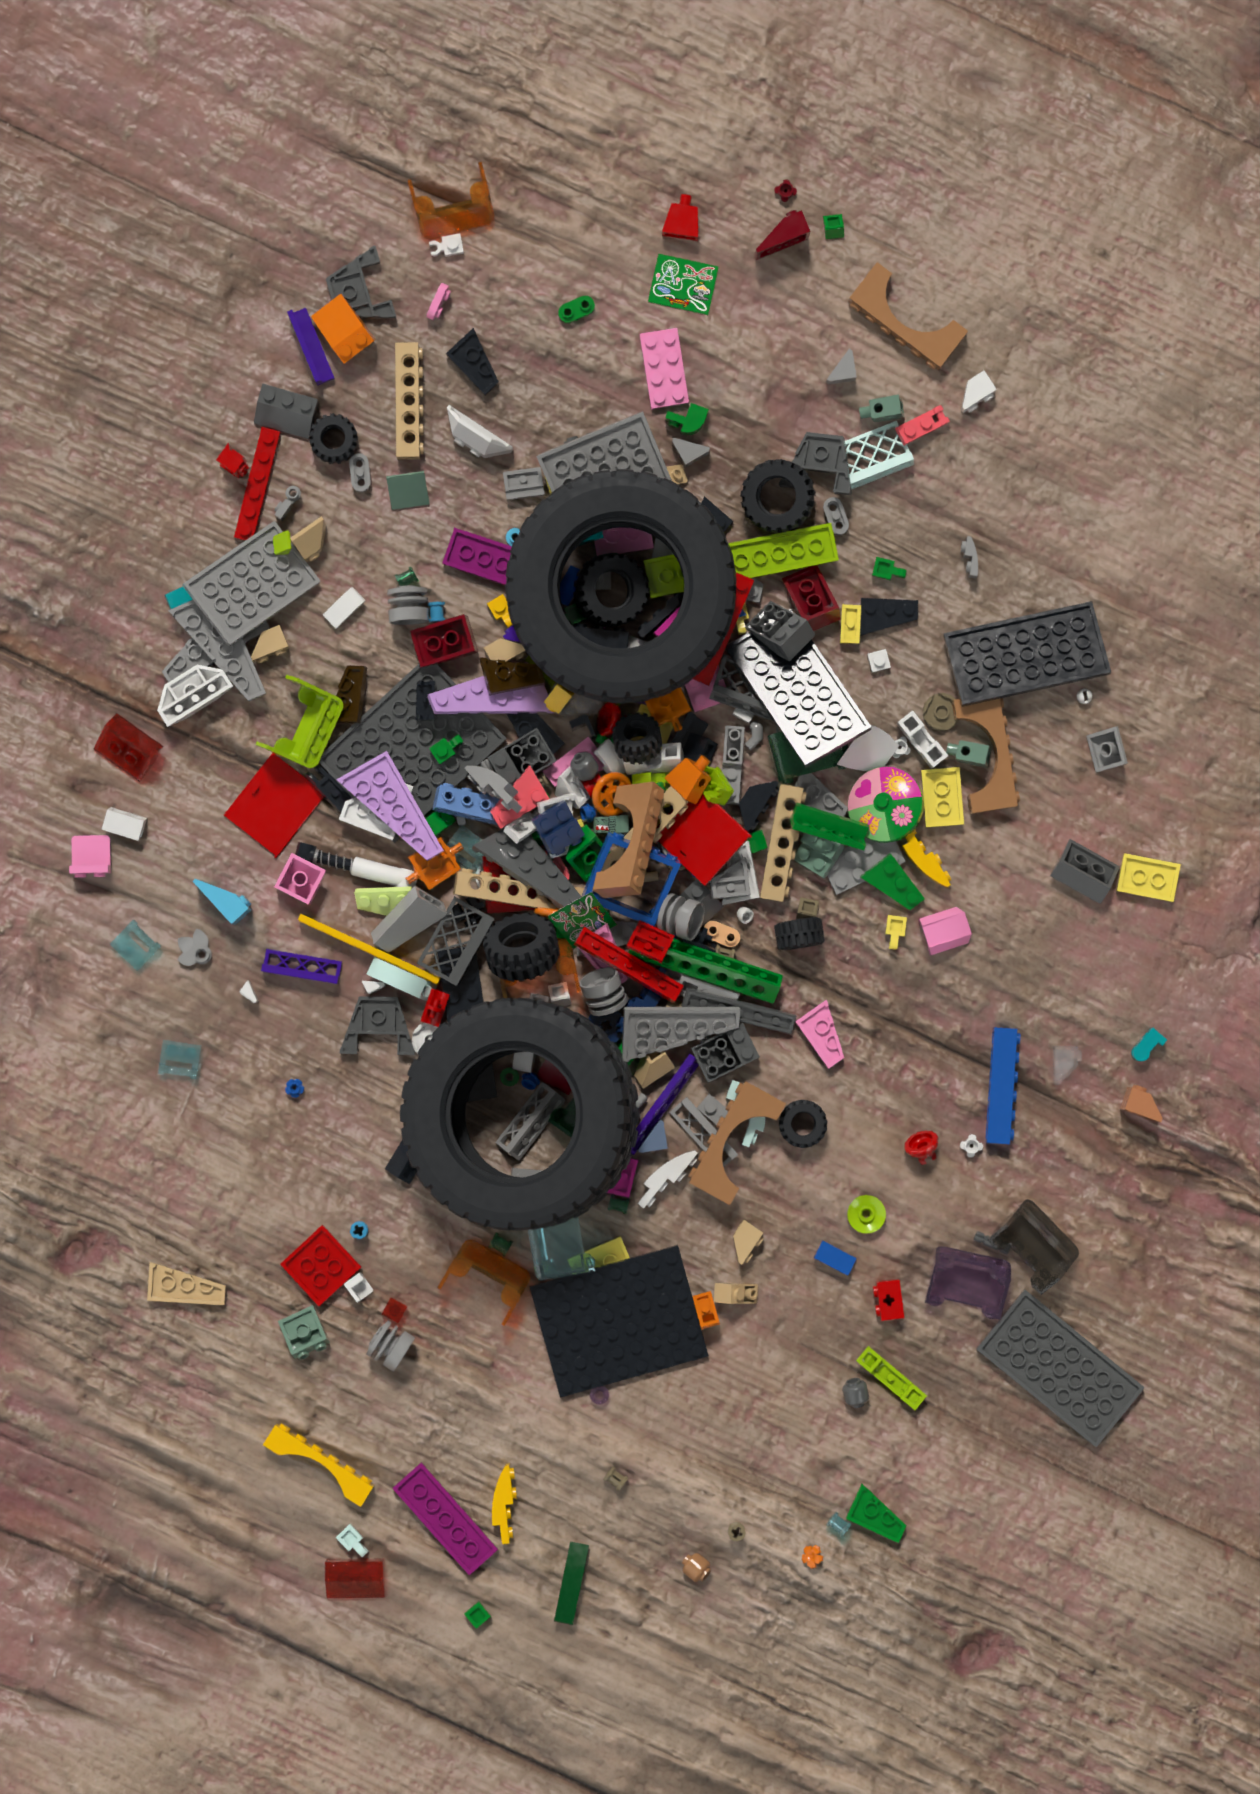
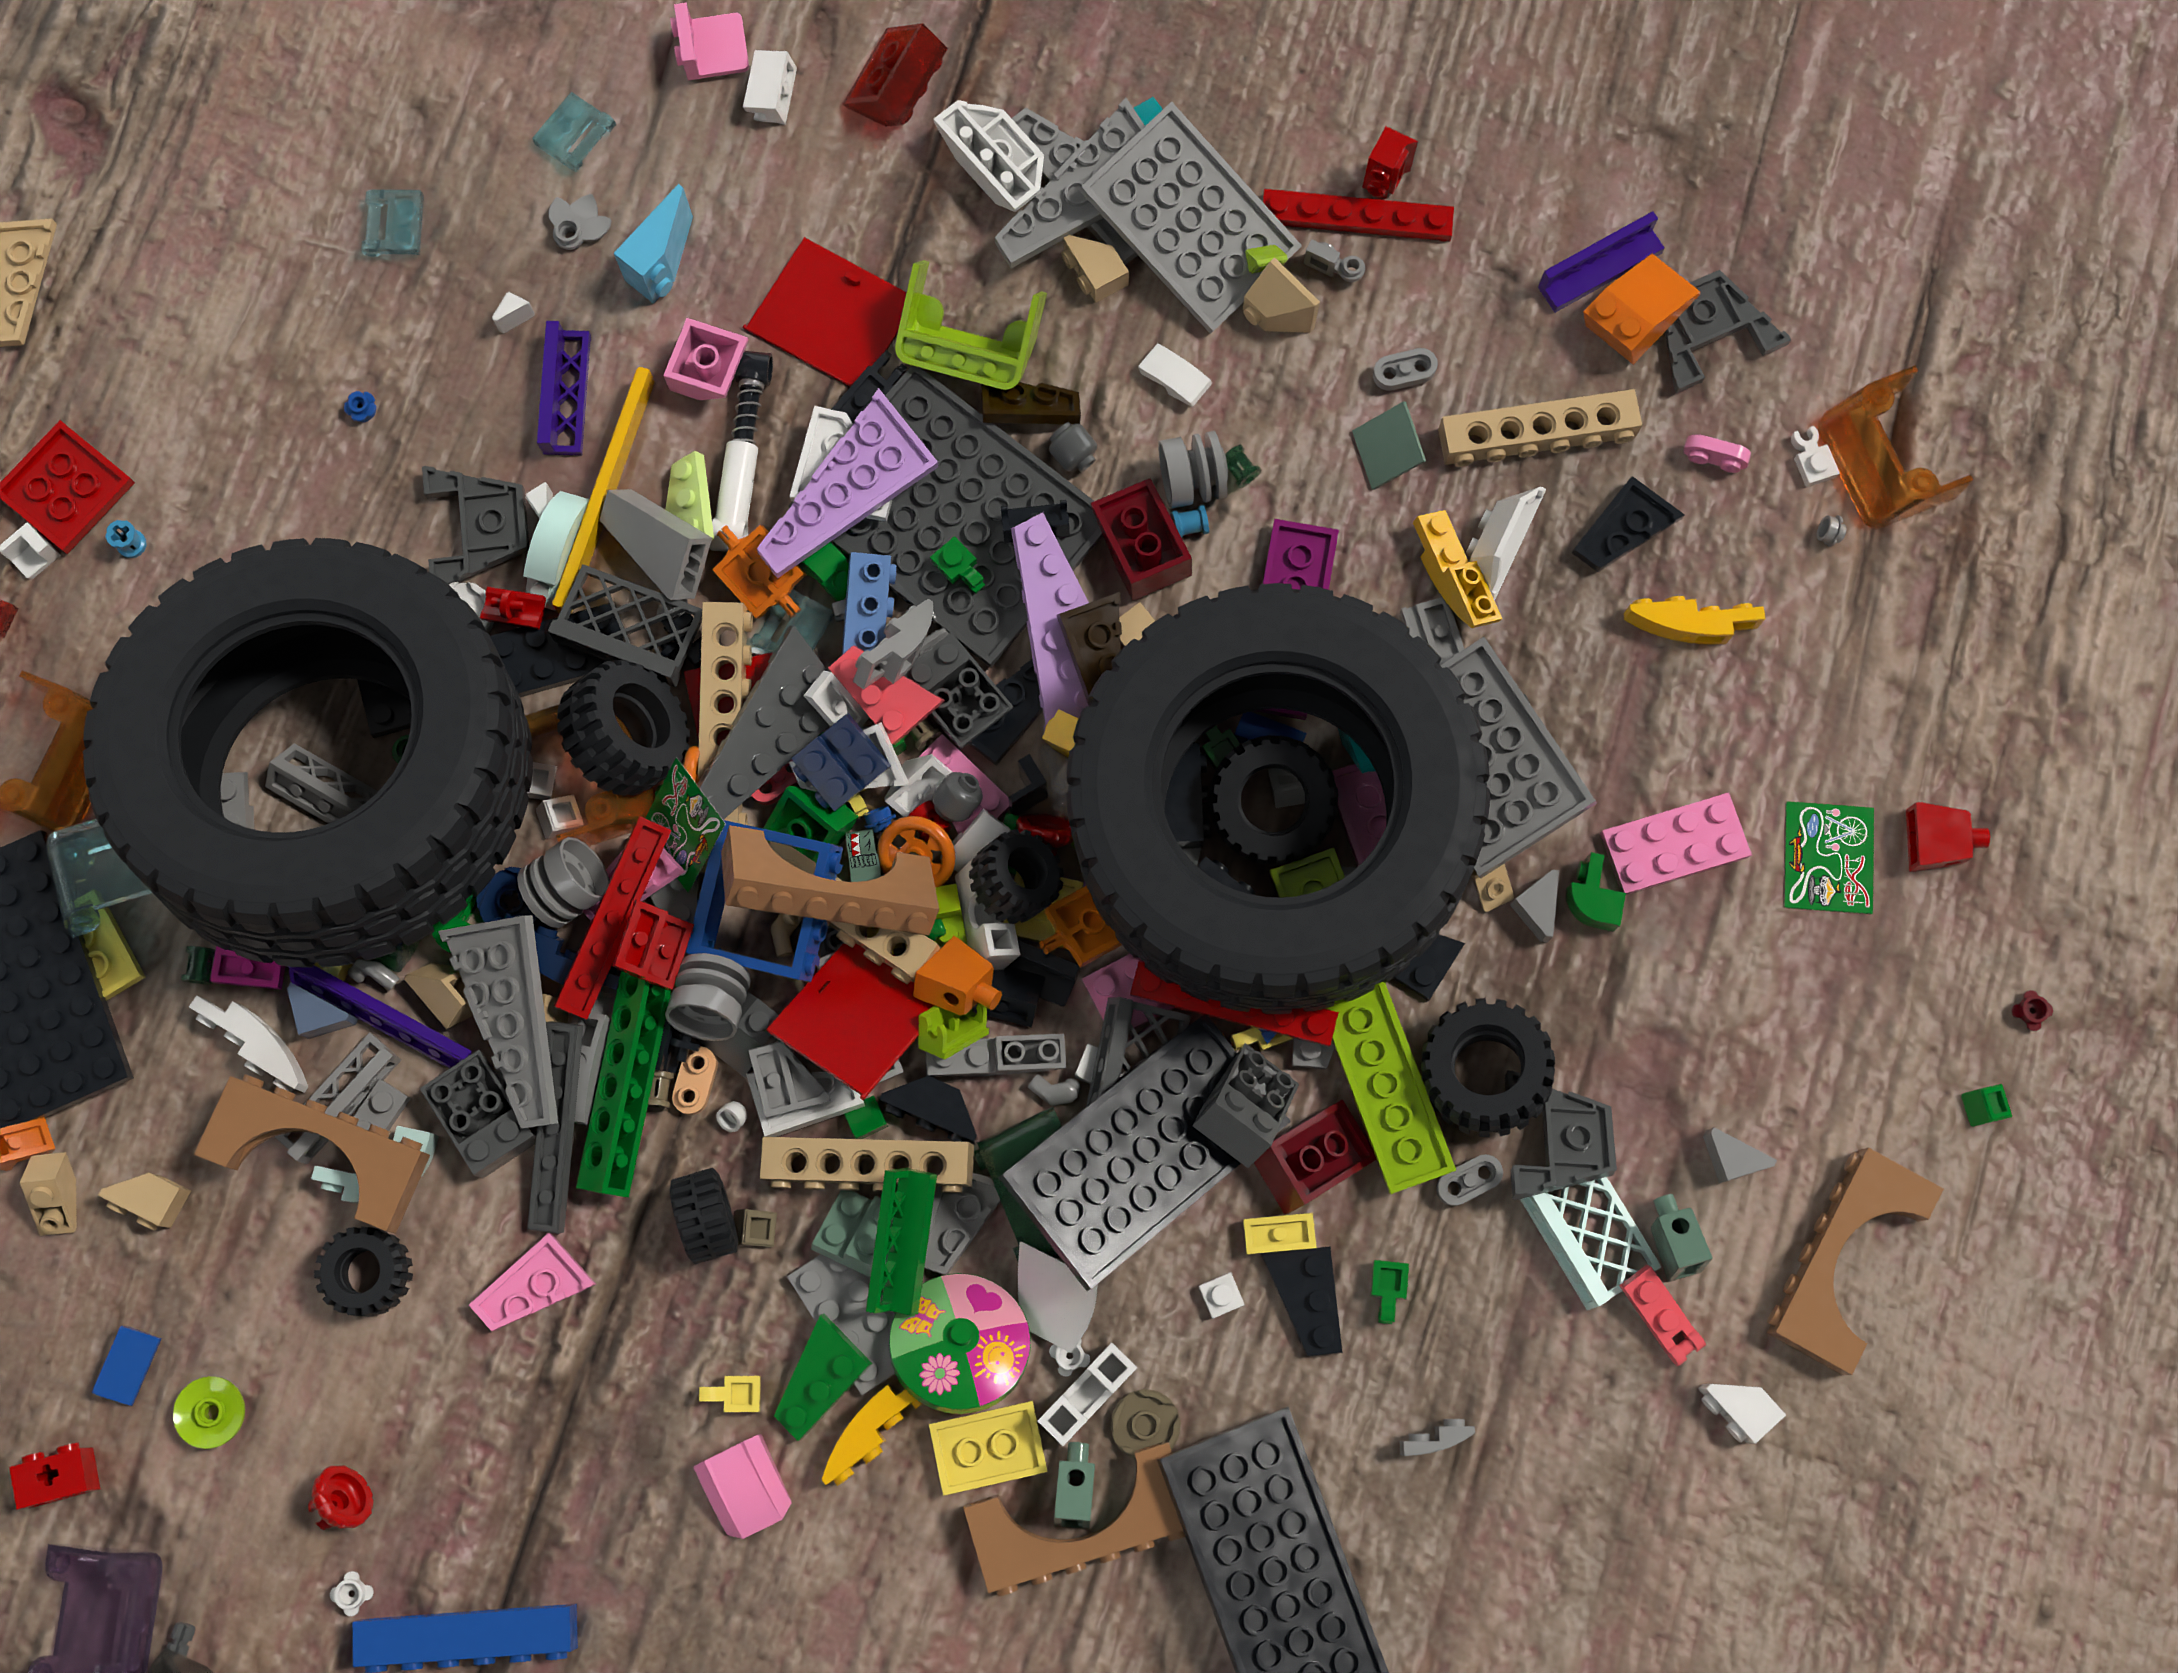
camera: 85 degrees right, 10 degrees down
(285, 411) = (1487, 239): dark grey slope -> none
(326, 424) = (1460, 294): black tyre -> none
(382, 673) = (1073, 447): none -> dark grey head
(491, 466) = (1451, 572): none -> yellow slope
(493, 245) = (1831, 530): none -> light grey plate
(535, 341) = (1682, 621): none -> yellow slope
(576, 309) = (1745, 683): green plate -> none
(789, 232) = (1955, 1015): dark red slope -> none

